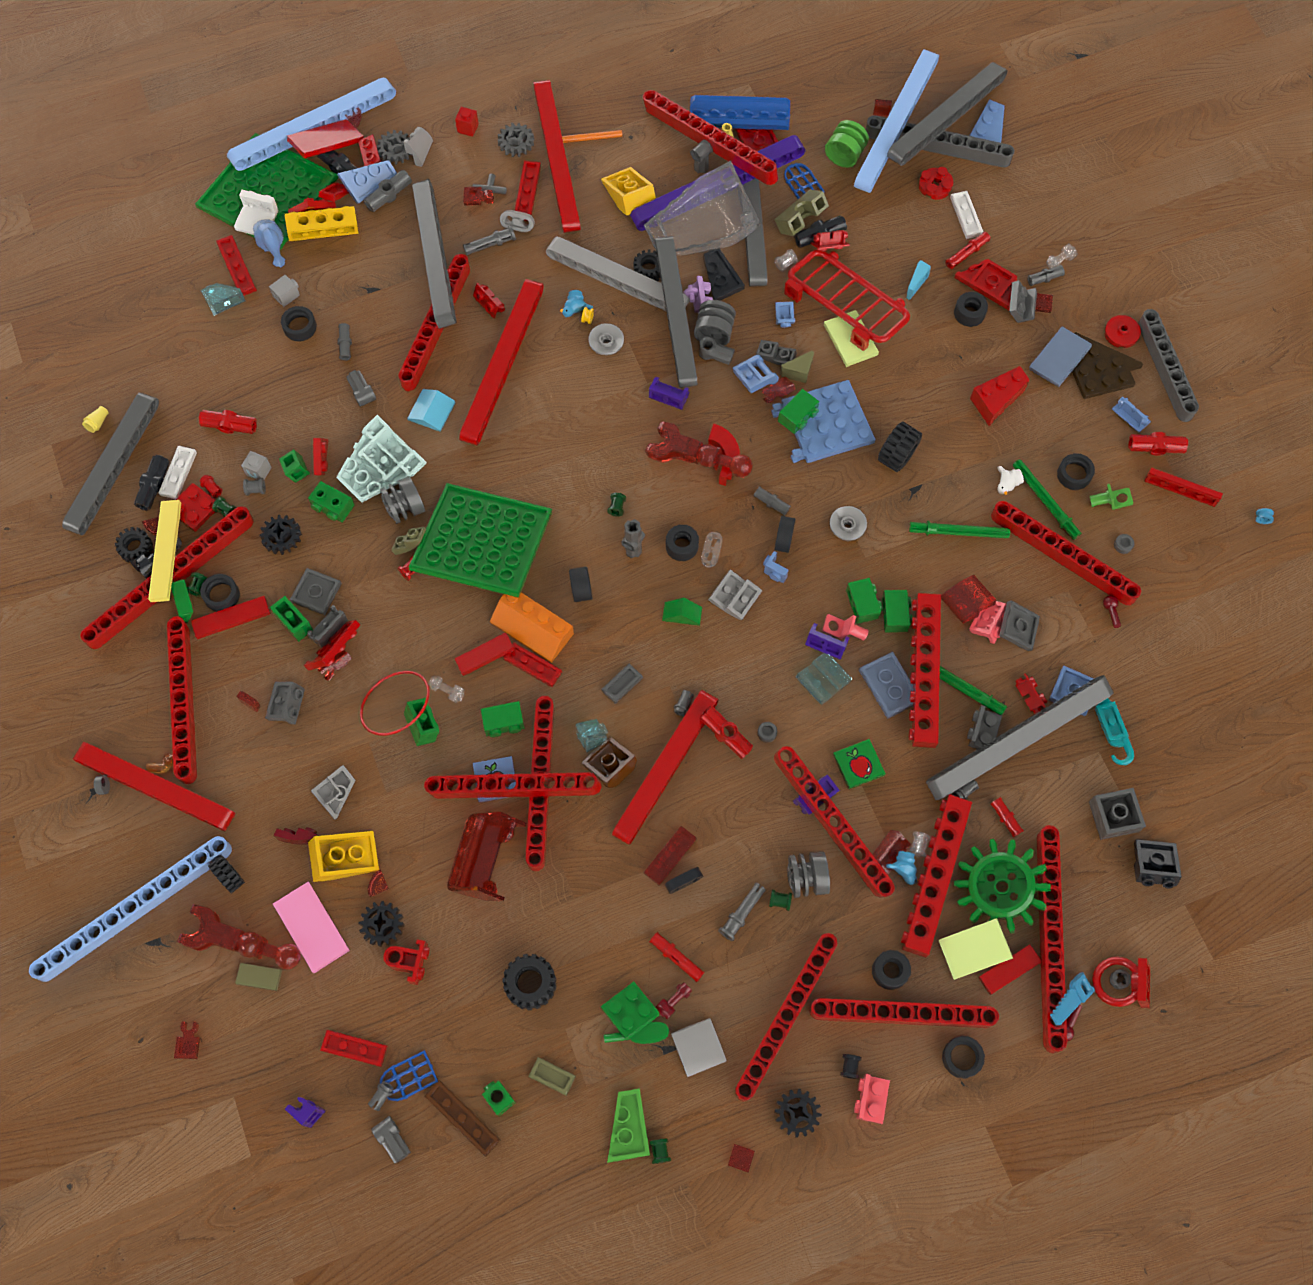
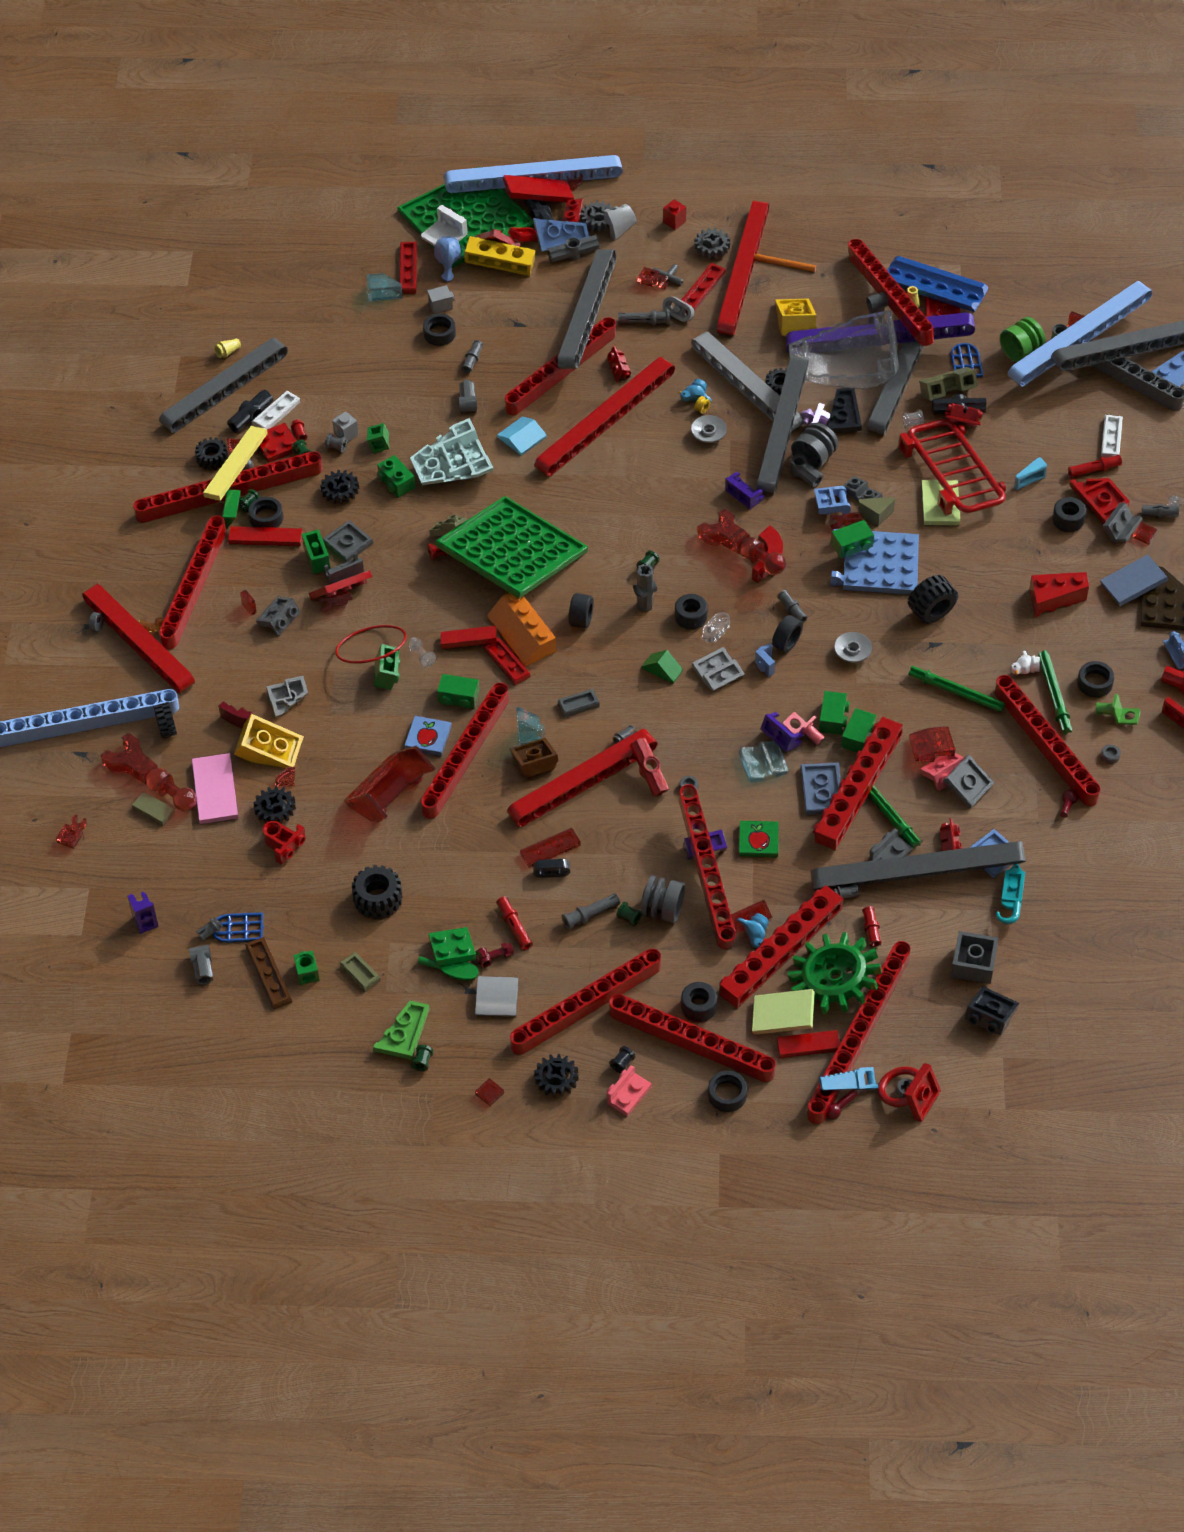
camera: 25 degrees right, 15 degrees down
(144, 564) = (211, 468): black piece -> none
(227, 421) = (338, 385): red piece -> none
(320, 448) = (404, 436): red wing -> none
(354, 1048) = (205, 889): red tile -> none
(402, 500) = (457, 492): dark grey wheel -> none
(520, 790) = (439, 738): red beam -> none
(784, 313) = (887, 461): medium blue bracket -> none
(919, 844) = (773, 919): clear bush -> none
(938, 175) = (1092, 394): red plate -> none

